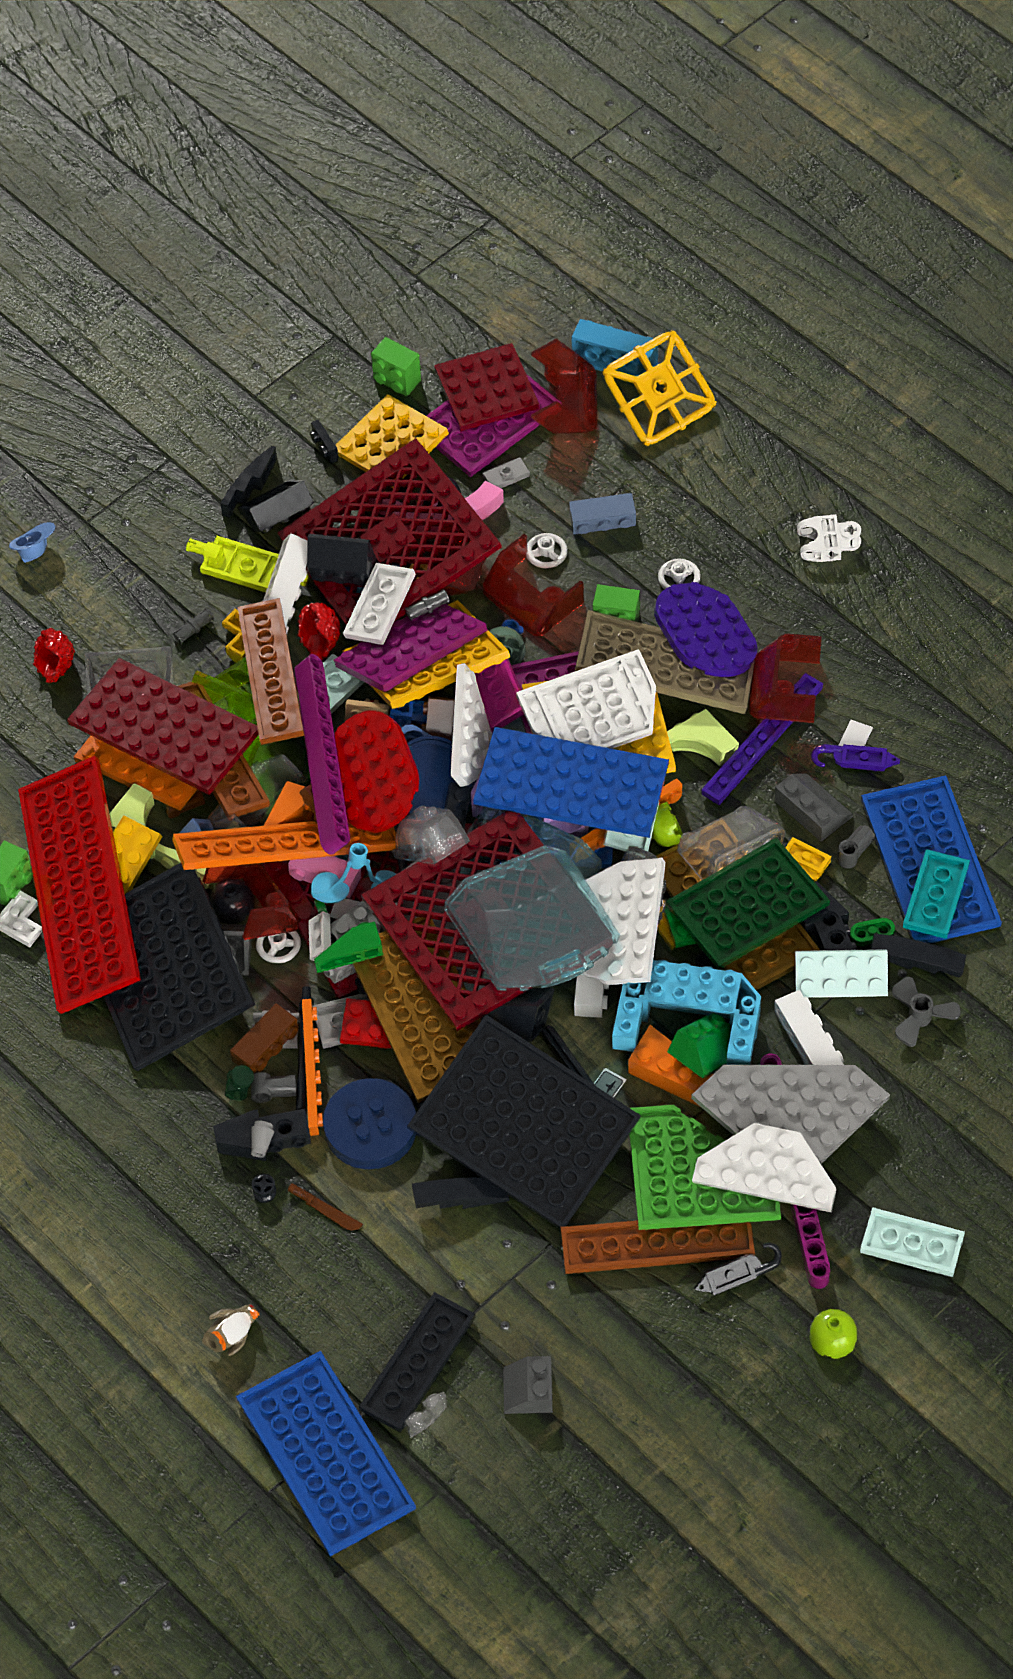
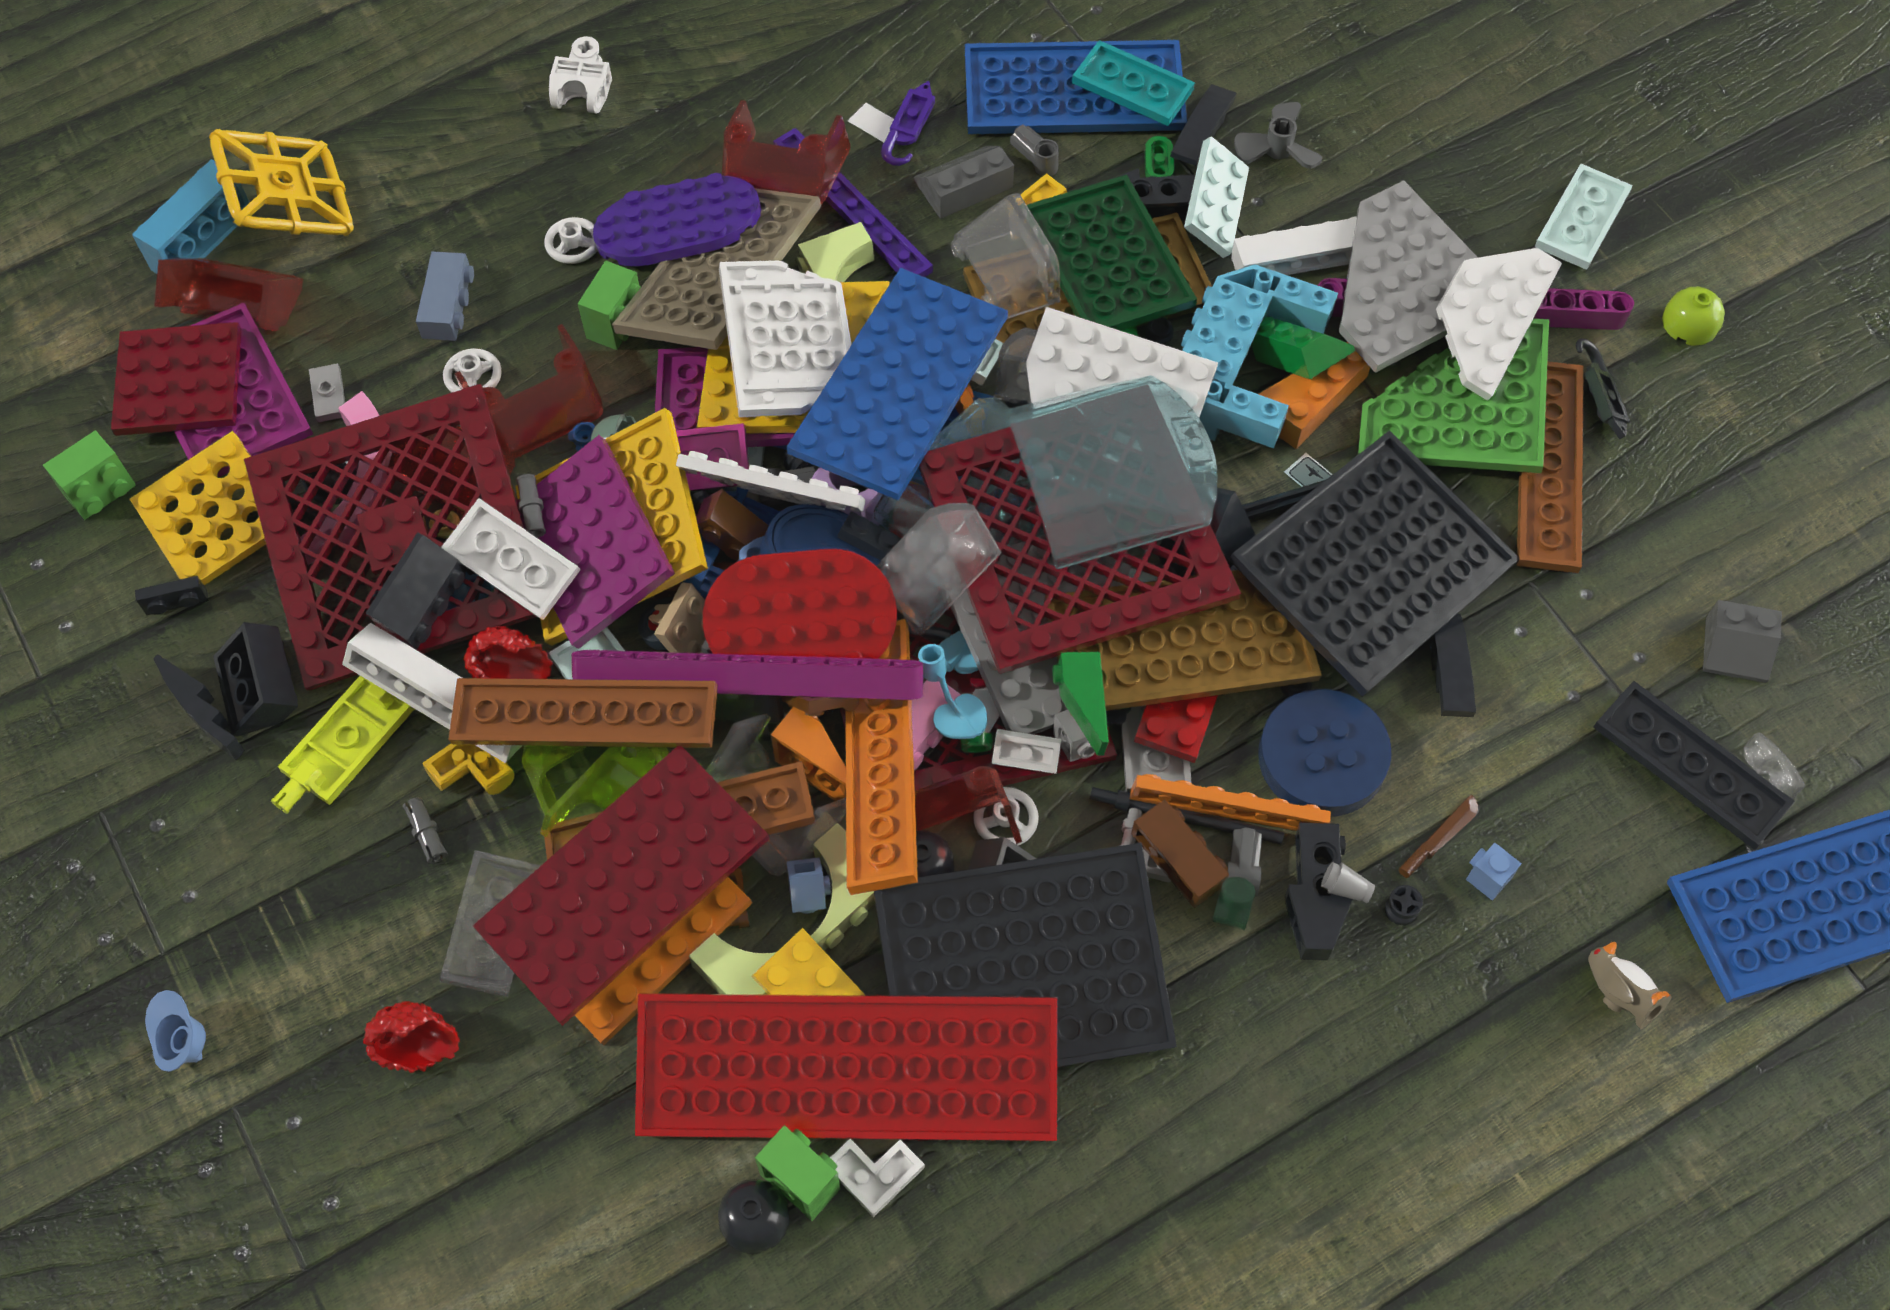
camera: 80 degrees left, 5 degrees up
(299, 1237) = (1492, 870): none -> medium blue brick

